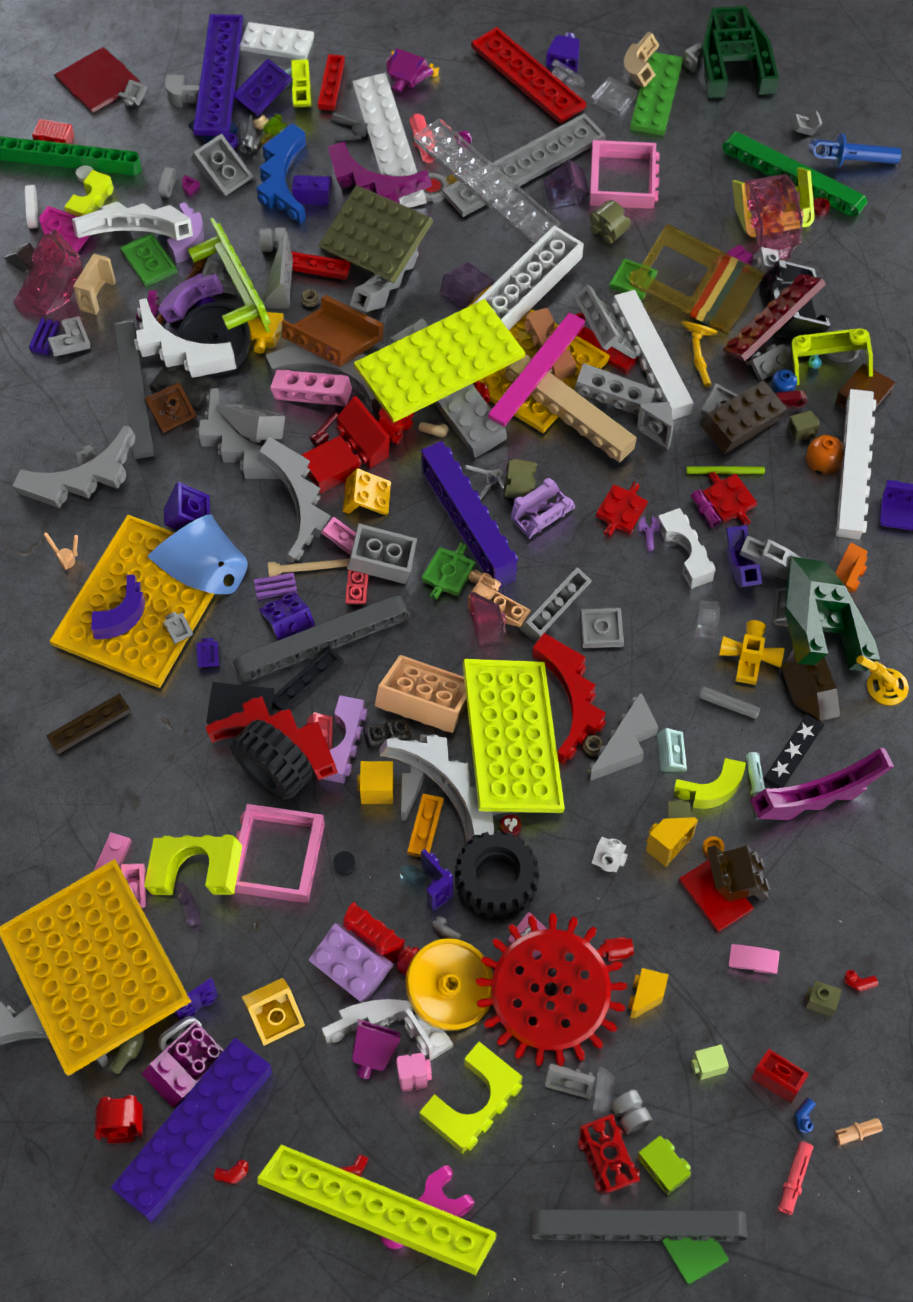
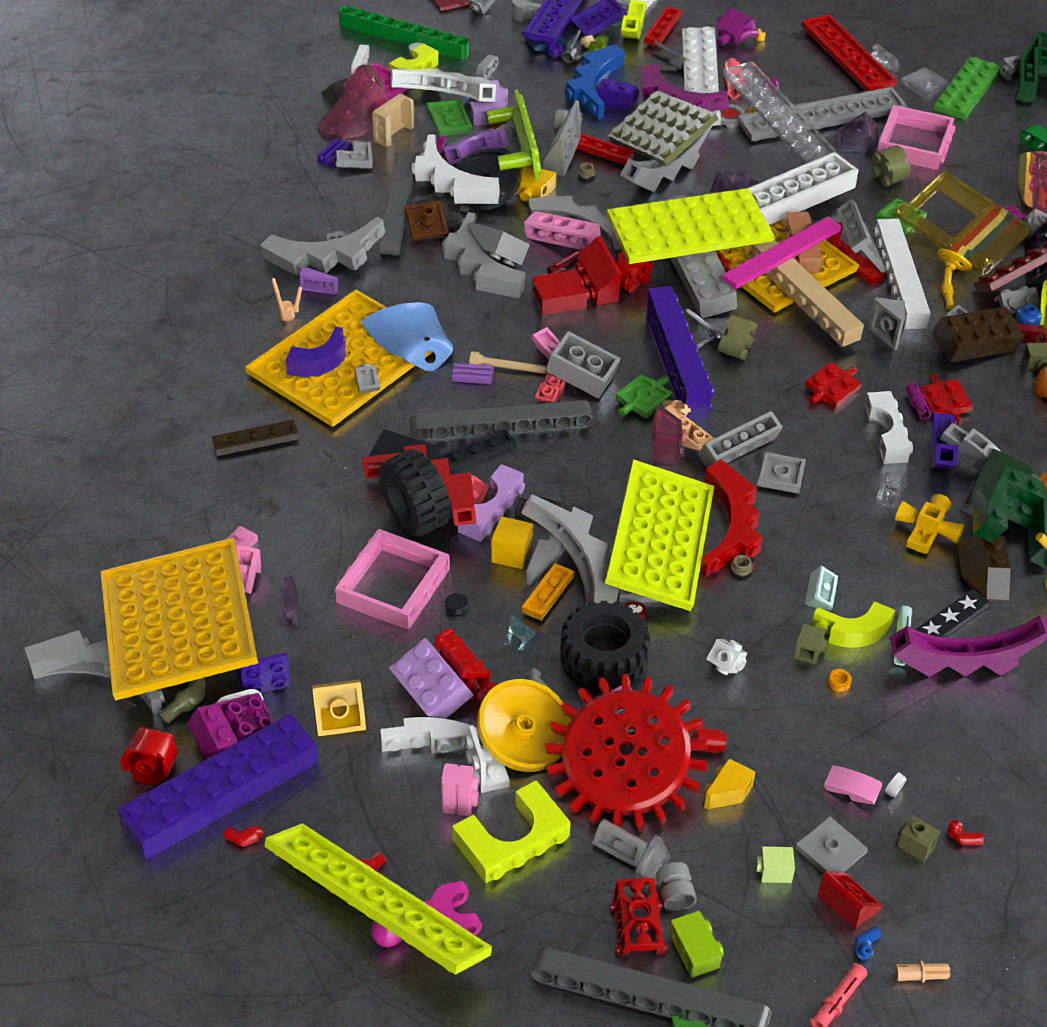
camera: 15 degrees right, 15 degrees down
(53, 131) = (402, 13): brick -> none
(85, 514) = (308, 281): none -> medium lavender slope
(170, 852) = (288, 553): neon yellow arch -> none
(185, 506) = (411, 290): dark purple slope -> none
(189, 185) = (507, 73): magenta tile -> none
(207, 653) = (388, 408): dark purple bracket -> none
(221, 165) = (540, 62): light grey slope -> none
(288, 616) = (475, 396): dark purple bracket -> none
(292, 471) = (521, 284): light grey arch -> none
(334, 332) = (597, 193): dark orange panel -> none
(366, 491) = (588, 319): yellow bracket -> none
(373, 1047) = (425, 758): magenta torso -> none
(423, 694) = (582, 485): light nougat slope -> none
(440, 430) = (677, 289): tan arm -> none
(441, 887) = (542, 638): dark purple bracket -> none
(537, 501) = (751, 364): lavender piece -> none
(565, 50) = (888, 39): dark purple torso -> none
(609, 382) = (850, 286): light grey brick -> none
(623, 745) = (773, 570): light grey slope -> none
(636, 58) = (956, 56): tan arch -> none
(649, 532) = (855, 408): medium lavender bar -> none
(670, 838) = (796, 654): yellow slope -> none
(715, 907) = (829, 720): red tile -> none
(725, 469) = (948, 376): lime bar -> none
(729, 702) = (895, 562): light grey axle -> none
(738, 873) = (858, 700): dark brown bracket -> none
(751, 1029) = (831, 847): none -> light grey plate
(790, 948) = (895, 785): none -> white tile

